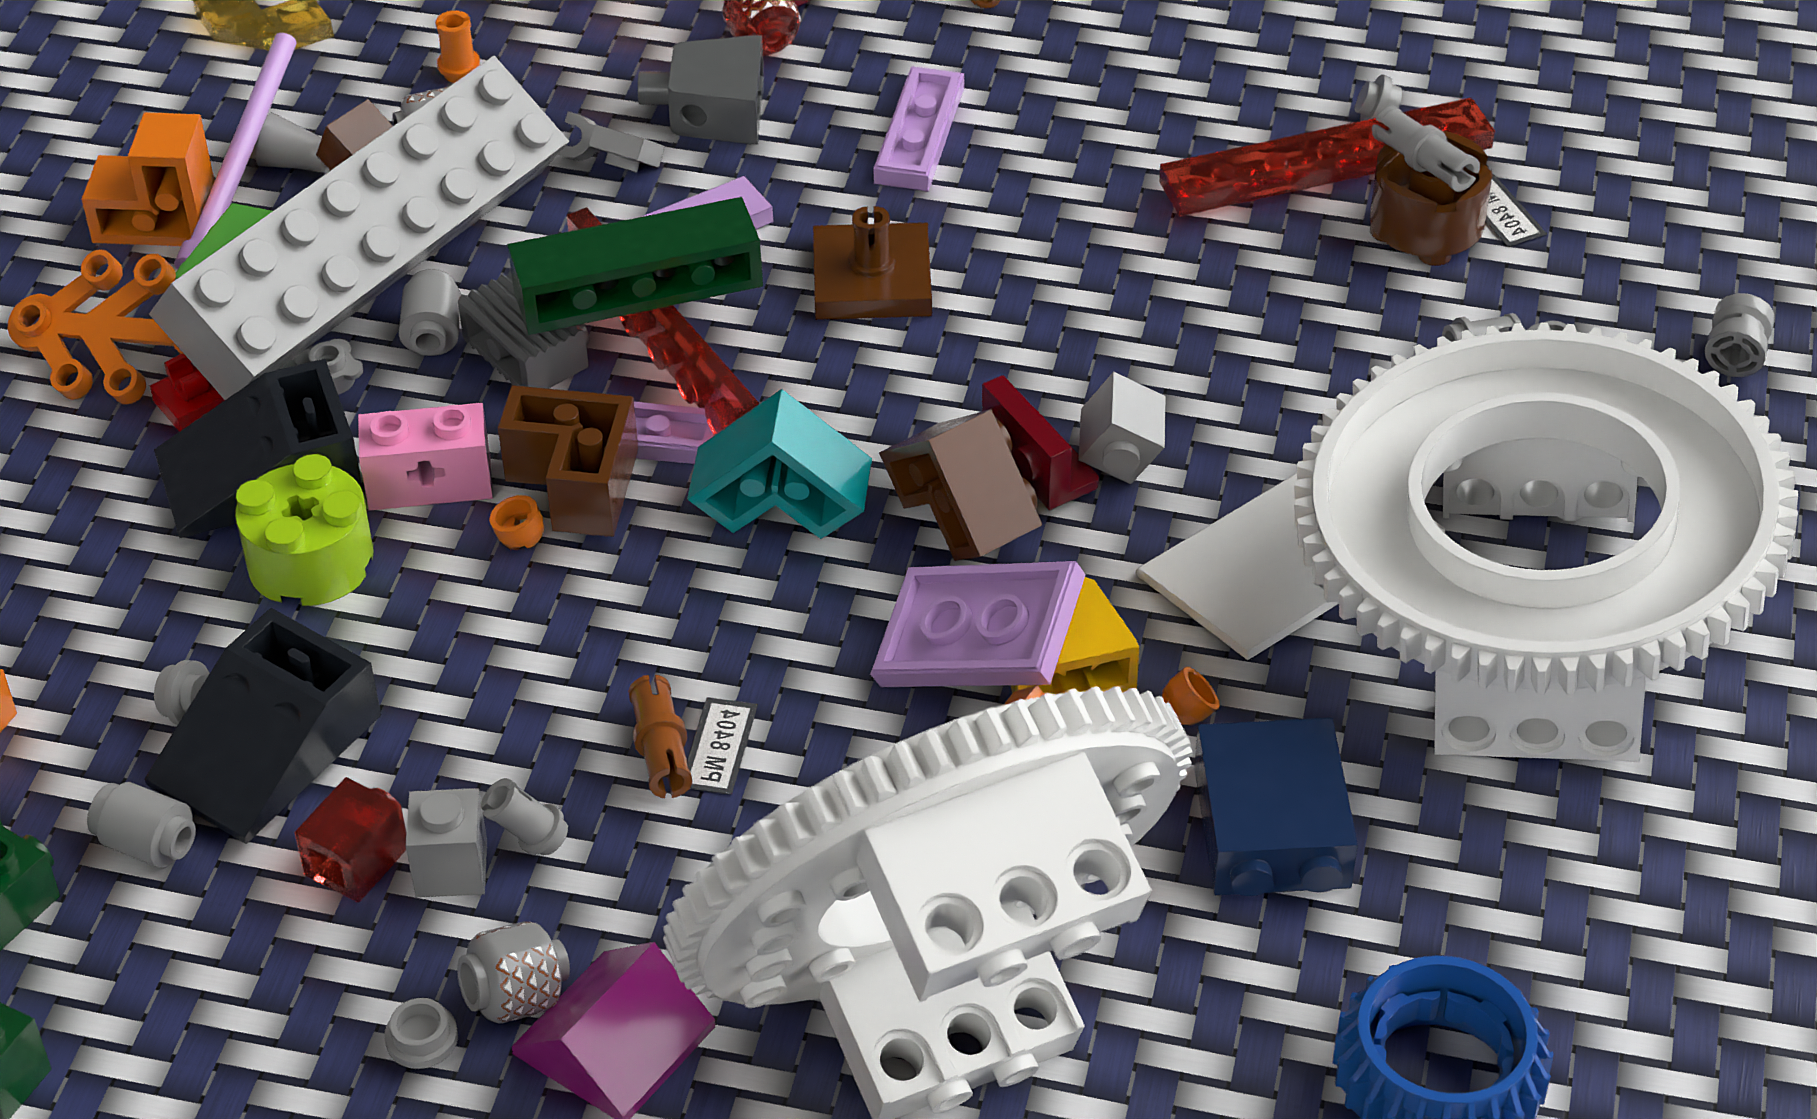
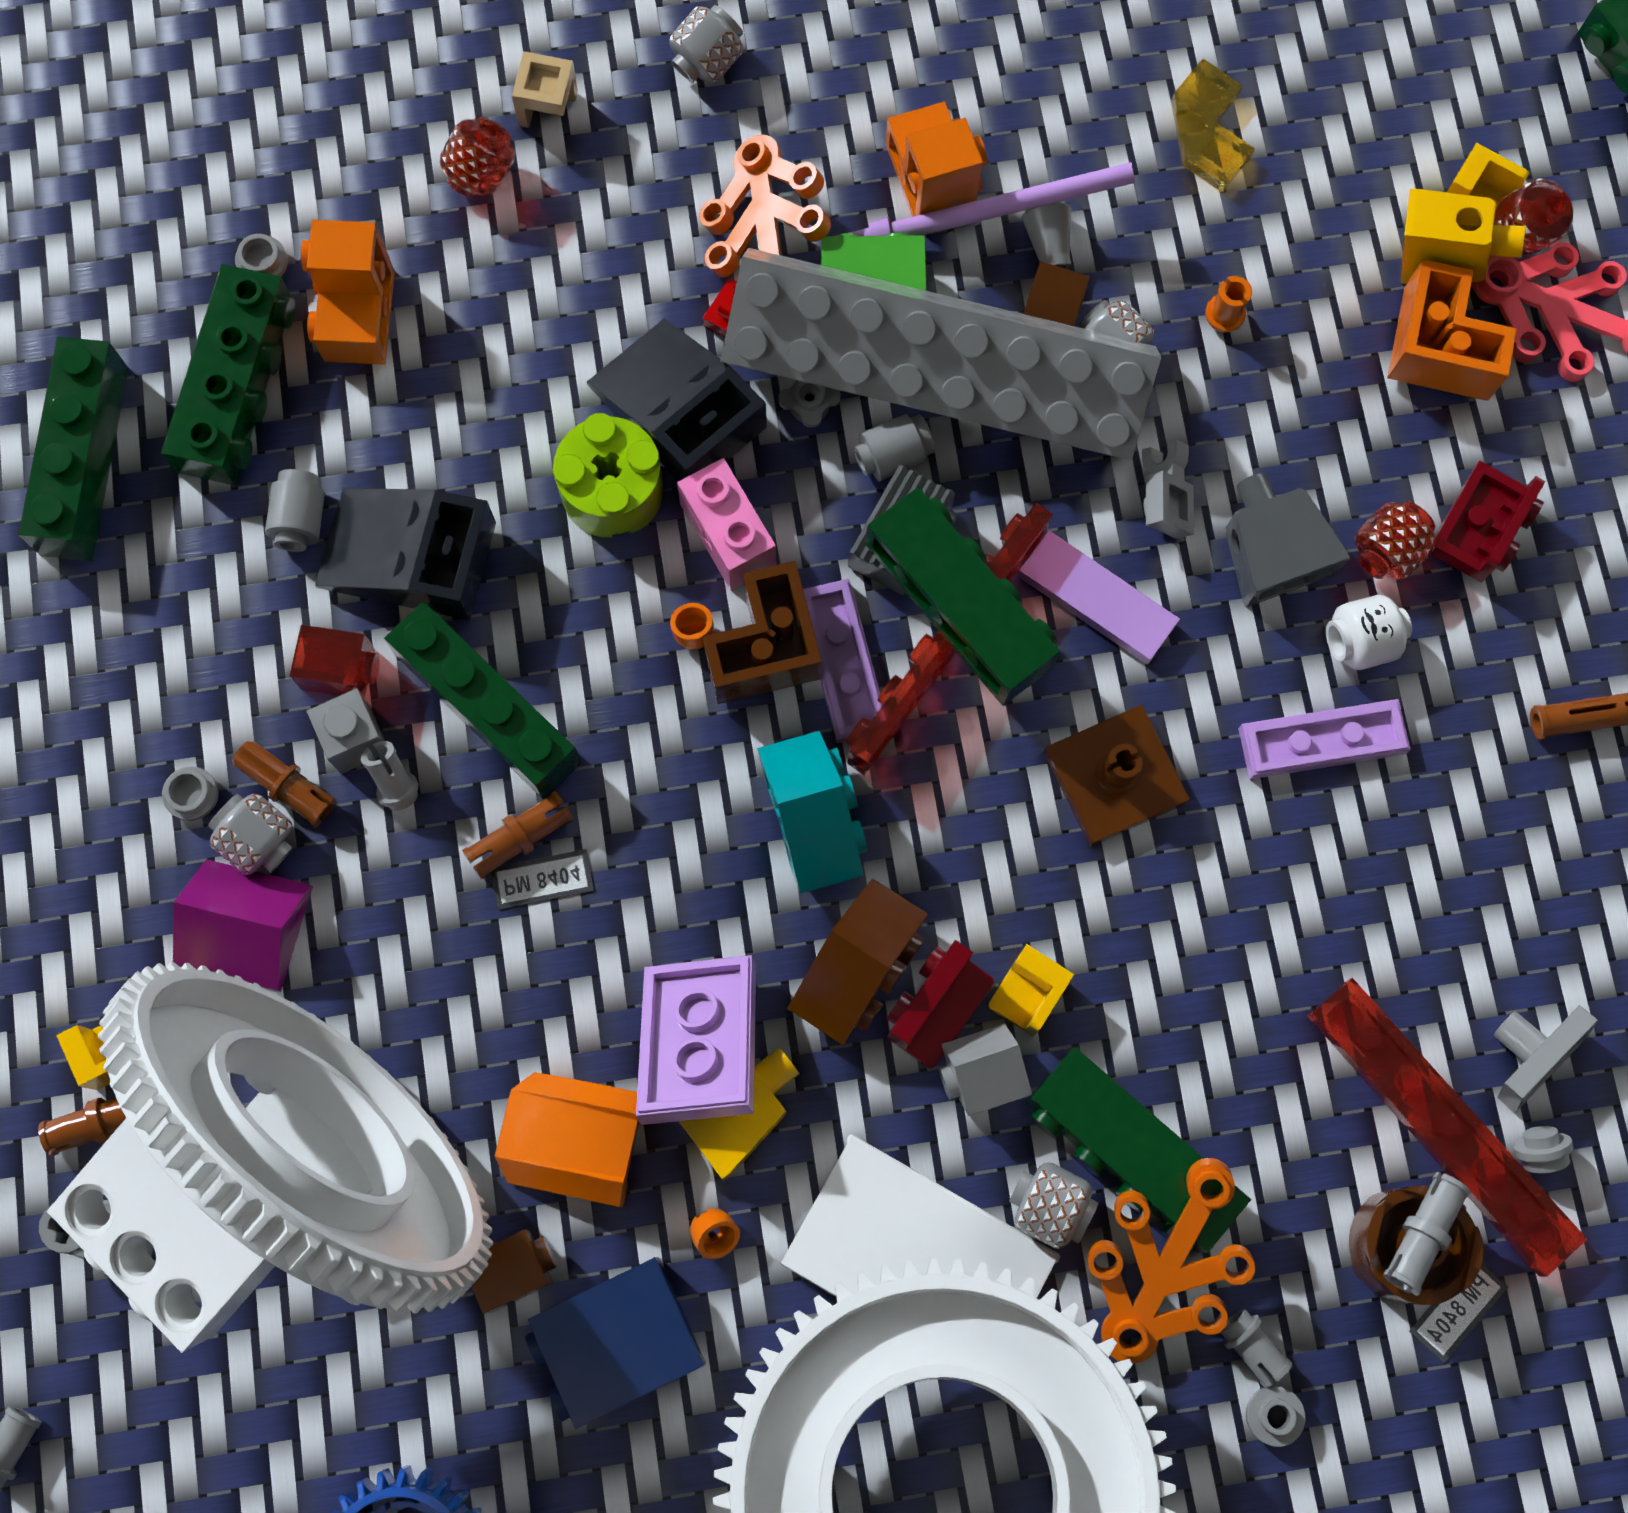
camera: 65 degrees right, 30 degrees up
(178, 687) = (428, 471): light grey plate -> none
(450, 937) = (284, 783): none -> dark orange axle
(488, 711) = (483, 700): none -> dark green brick
(838, 57) = (1368, 632): none -> white head
(1056, 377) = (1030, 990): none -> yellow panel
(1169, 872) = (514, 1271): none -> reddish brown brick
(1257, 353) = (1127, 1143): none -> dark green brick
(1280, 421) = (1053, 1205): none -> light grey head
(1290, 75) = (1540, 1054): none -> light grey tile
(1317, 287) = (1165, 1272): none -> orange plant

